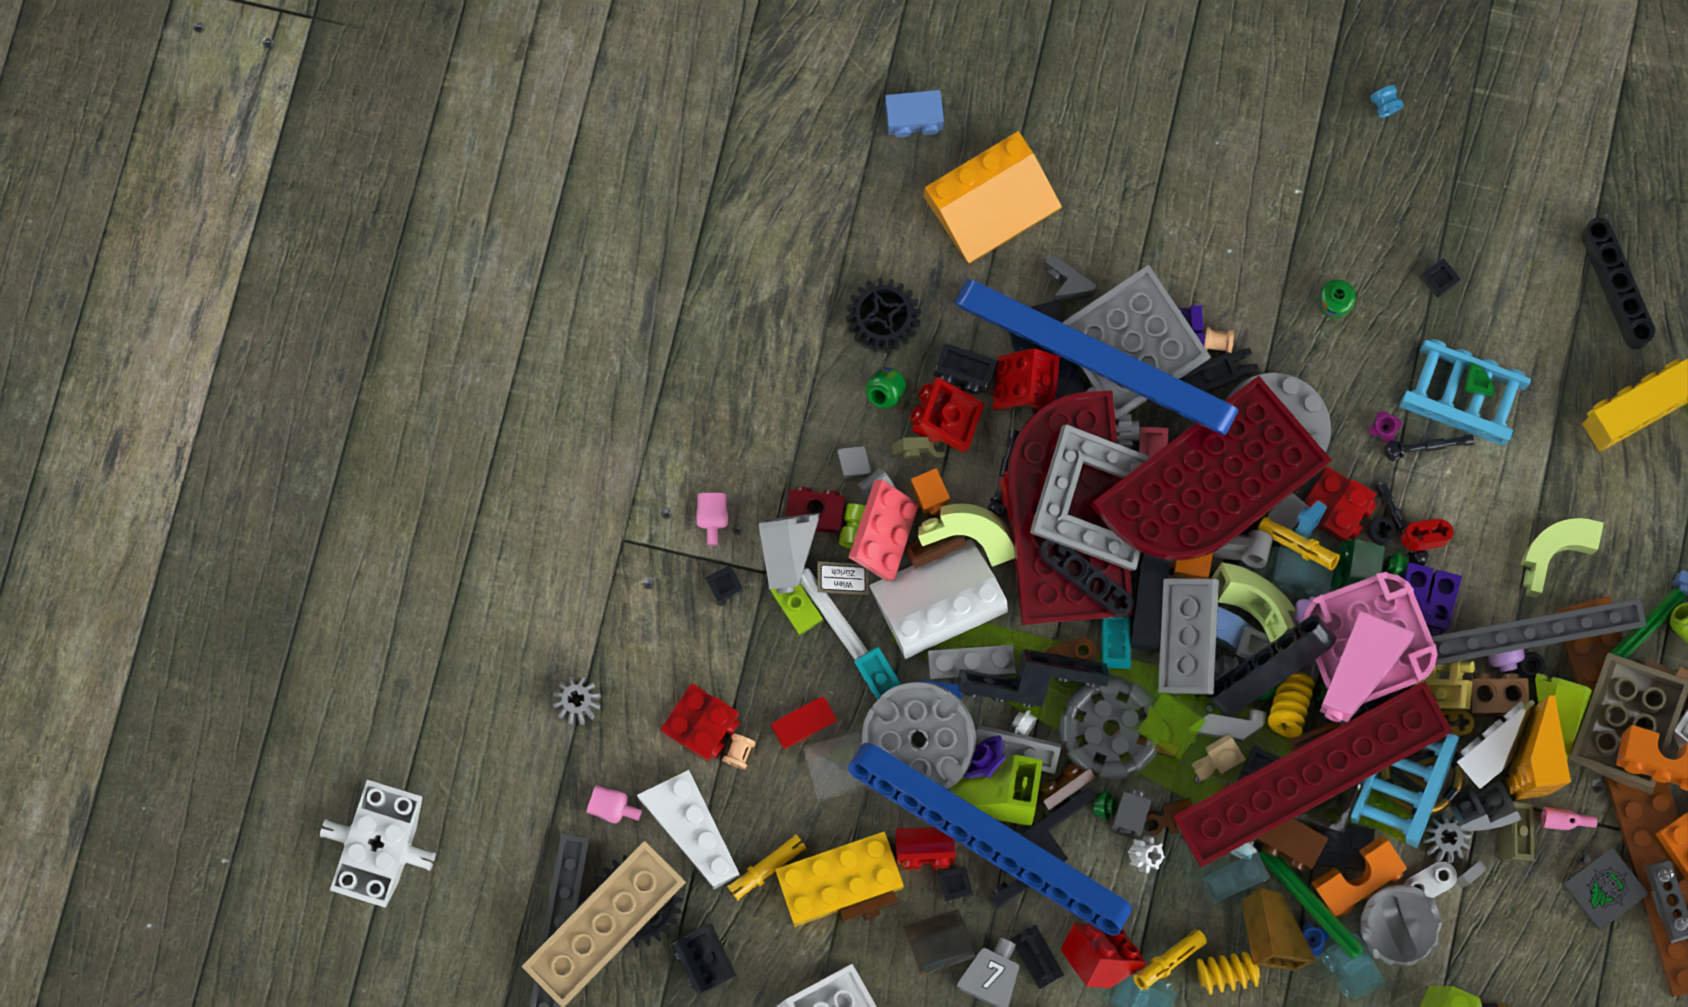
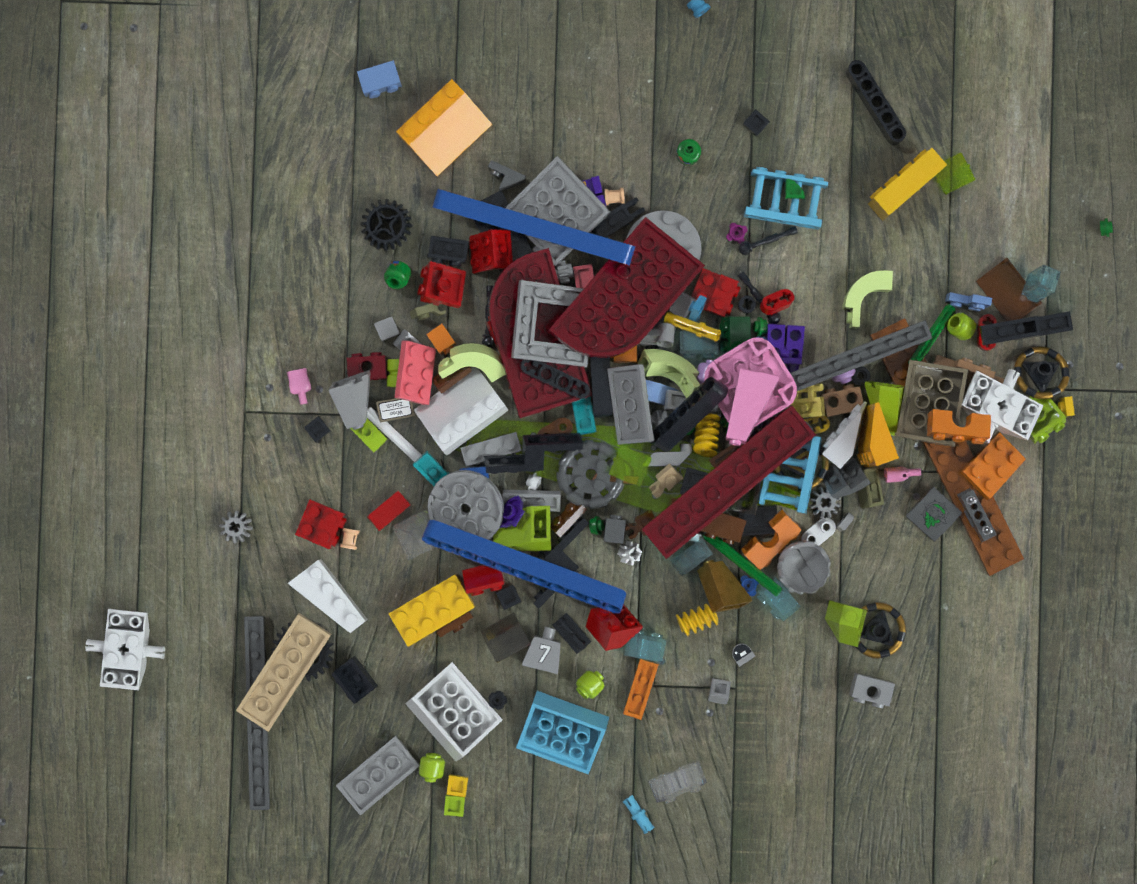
camera: 10 degrees left, 10 degrees up
(611, 805) = (273, 591): bright pink piece -> none
(766, 867) = (378, 617): yellow pin -> none
(1162, 965) = (652, 625): yellow pin -> none

